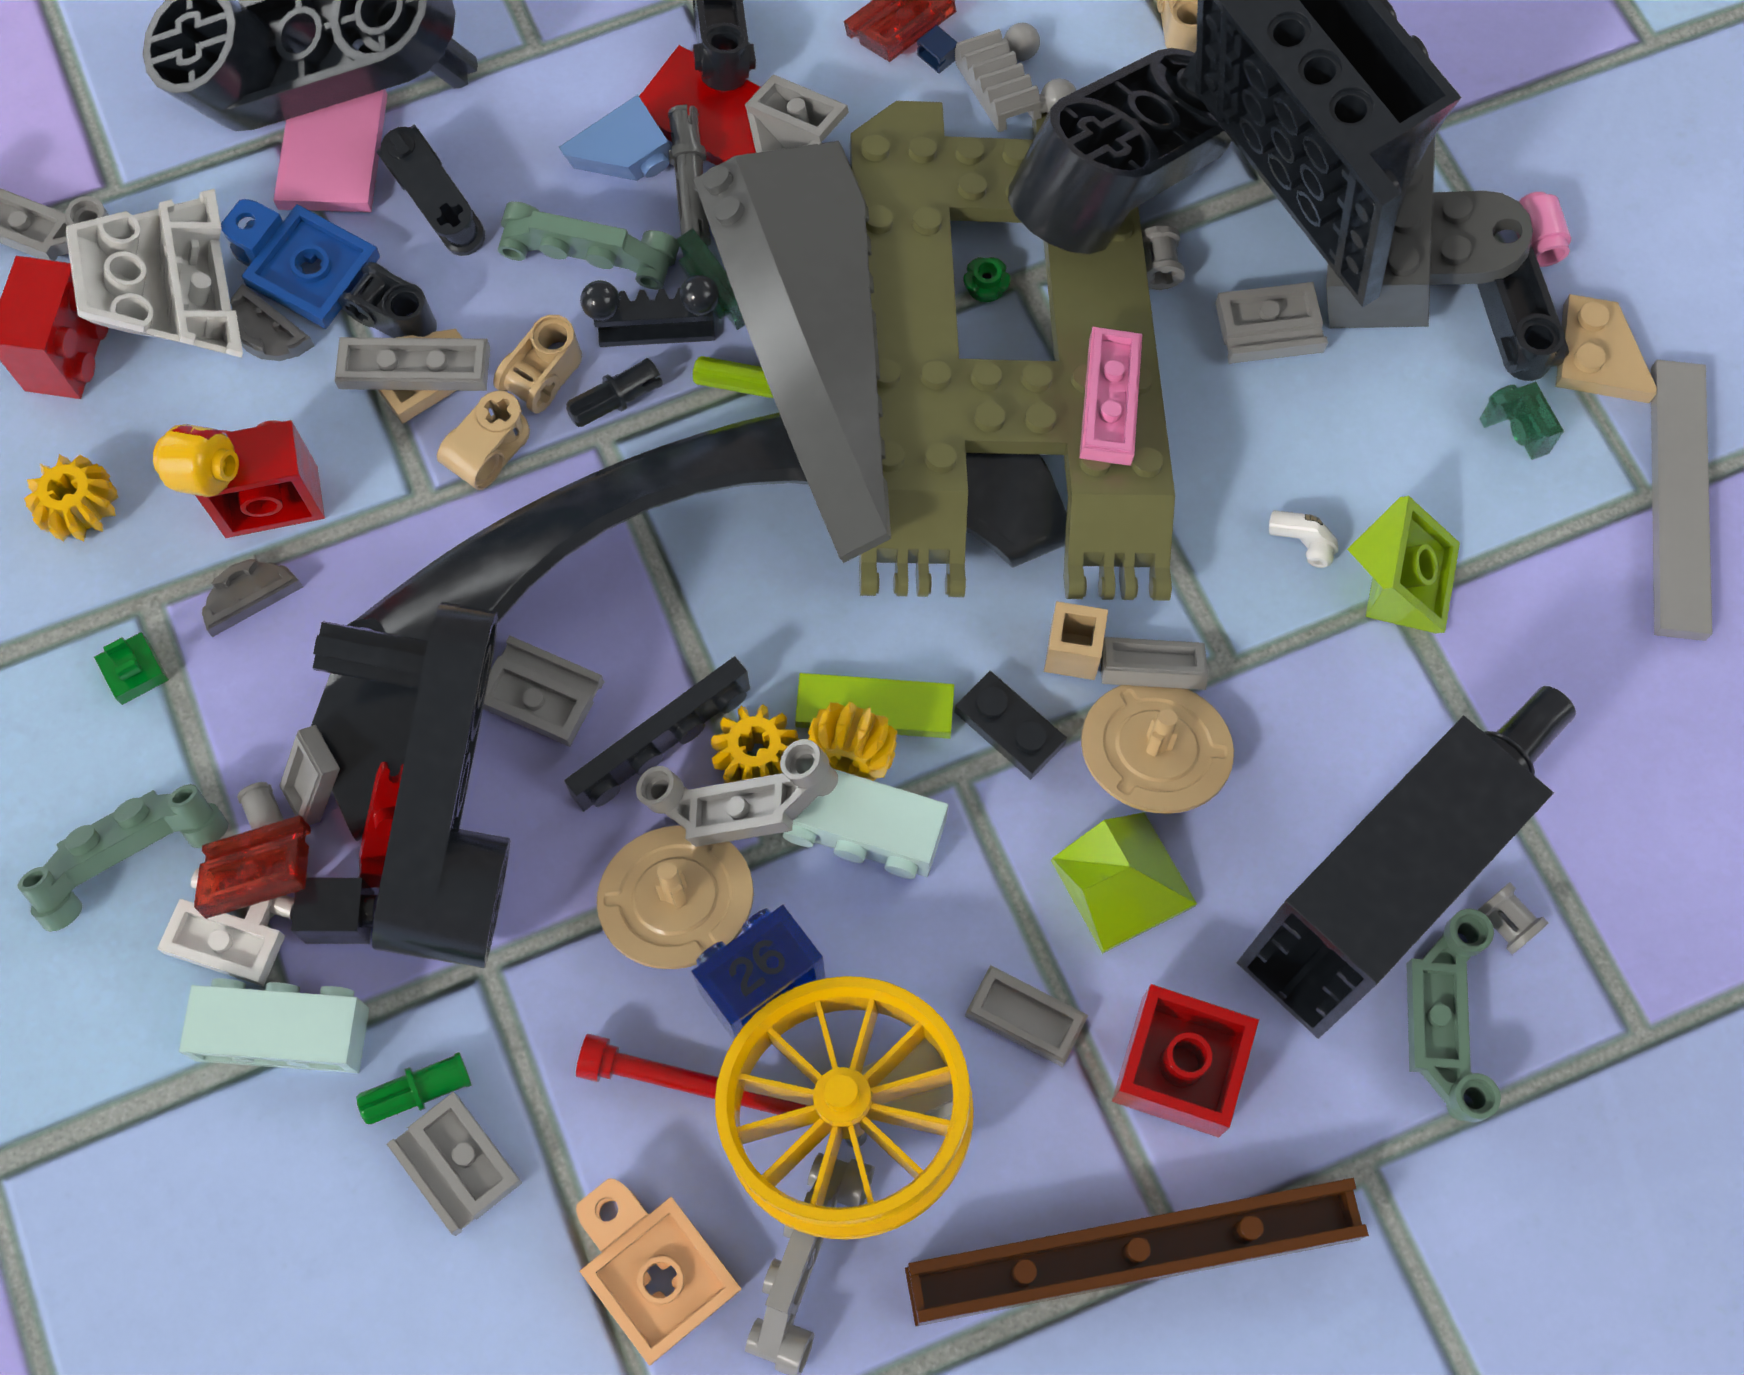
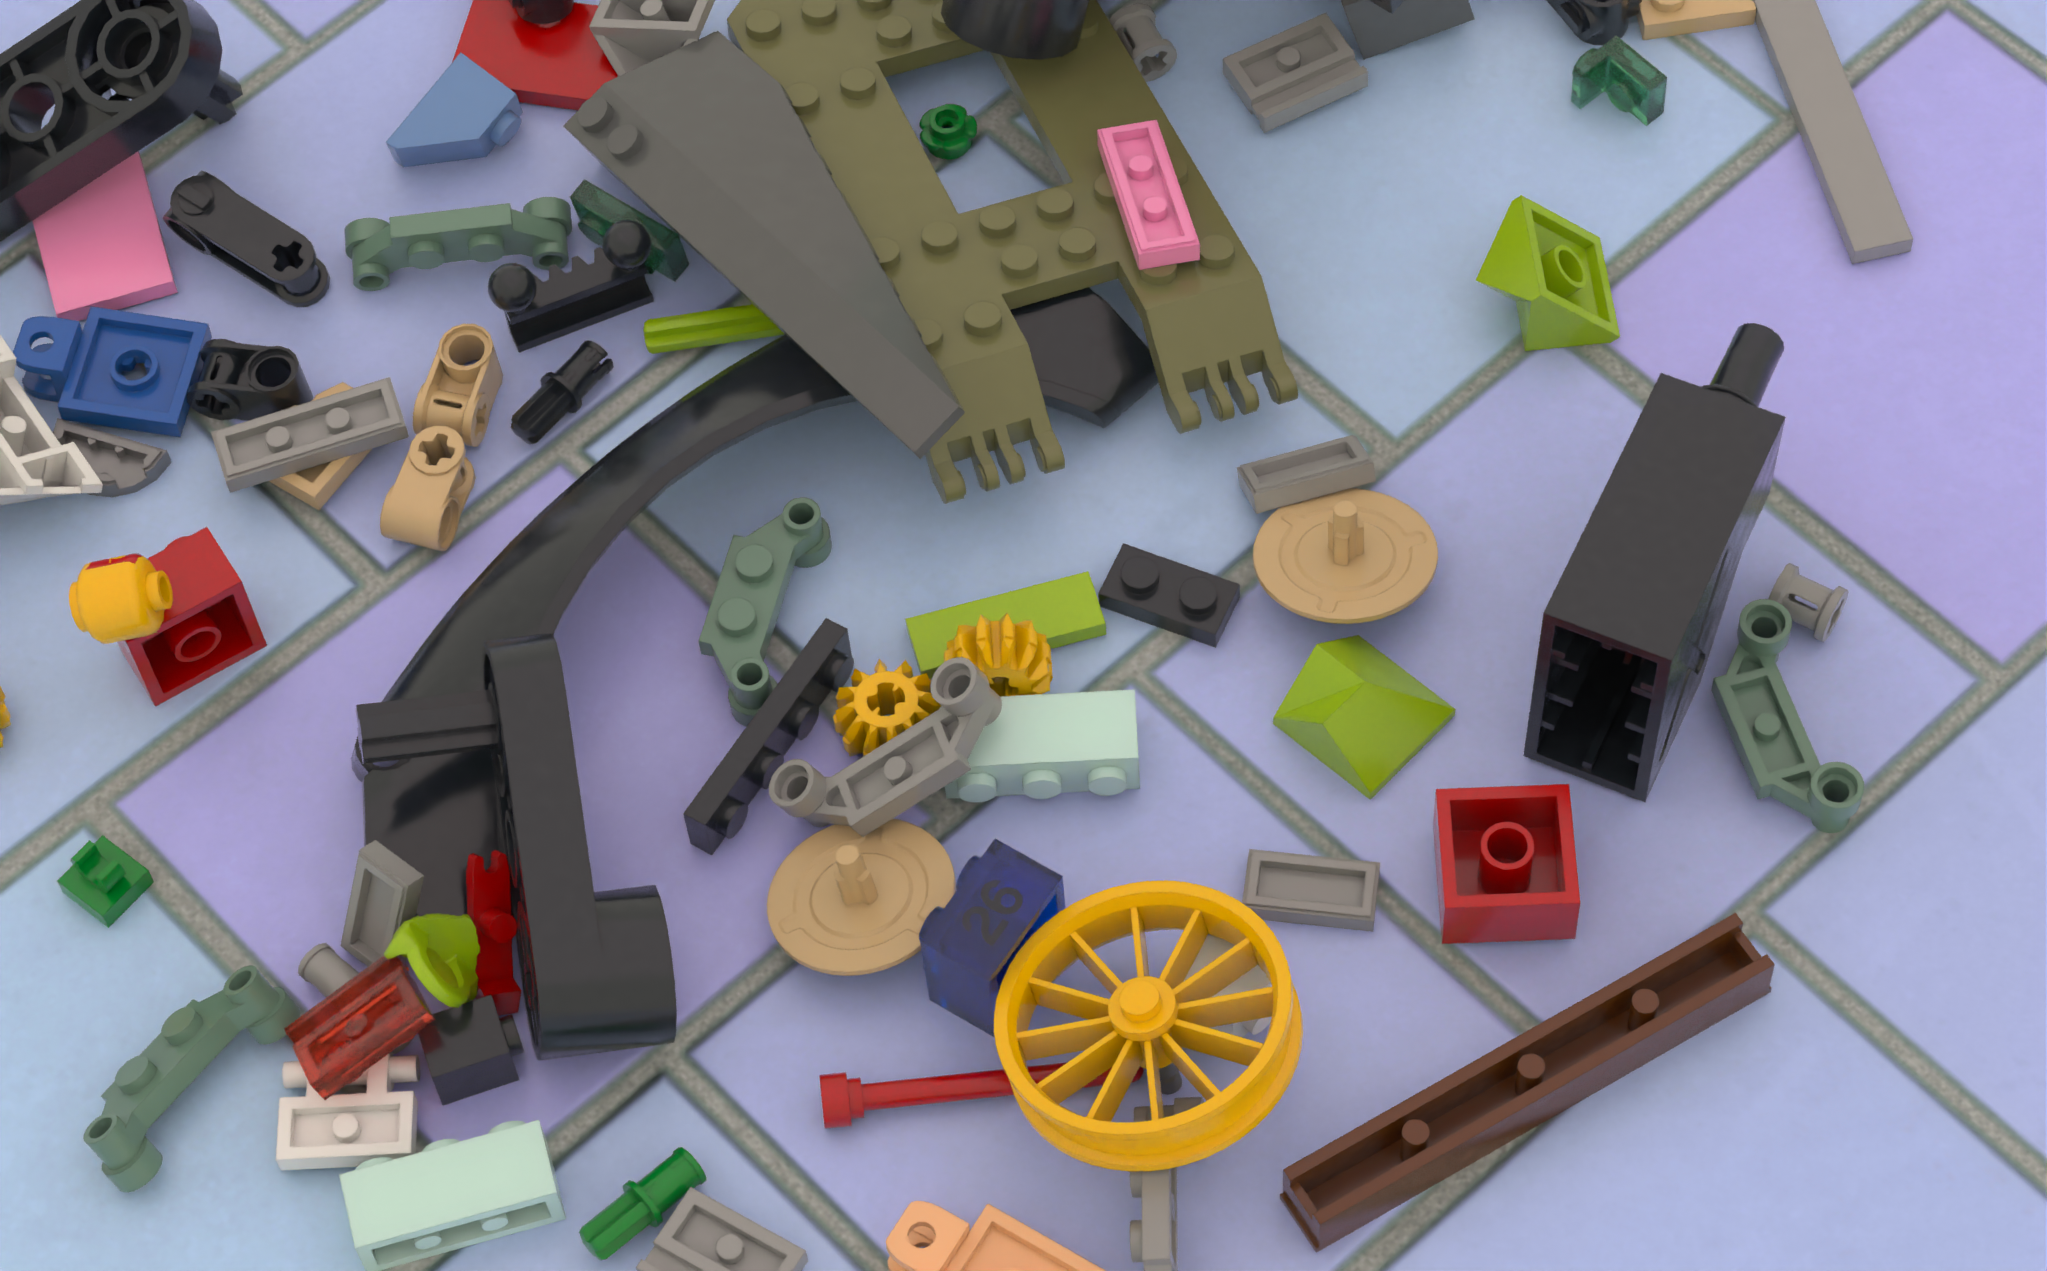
camera: 15 degrees left, 10 degrees down
(245, 591) = (208, 752): flat silver tile -> none
(342, 829) = (441, 955): none -> lime piece
(541, 691) = (623, 738): light grey plate -> none
(688, 158) = (543, 110): dark grey pin -> none
(688, 615) = (752, 596): none -> sand green plate
(1076, 640) = (1209, 475): tan brick -> none
(1311, 531) = (1430, 279): white arm -> none

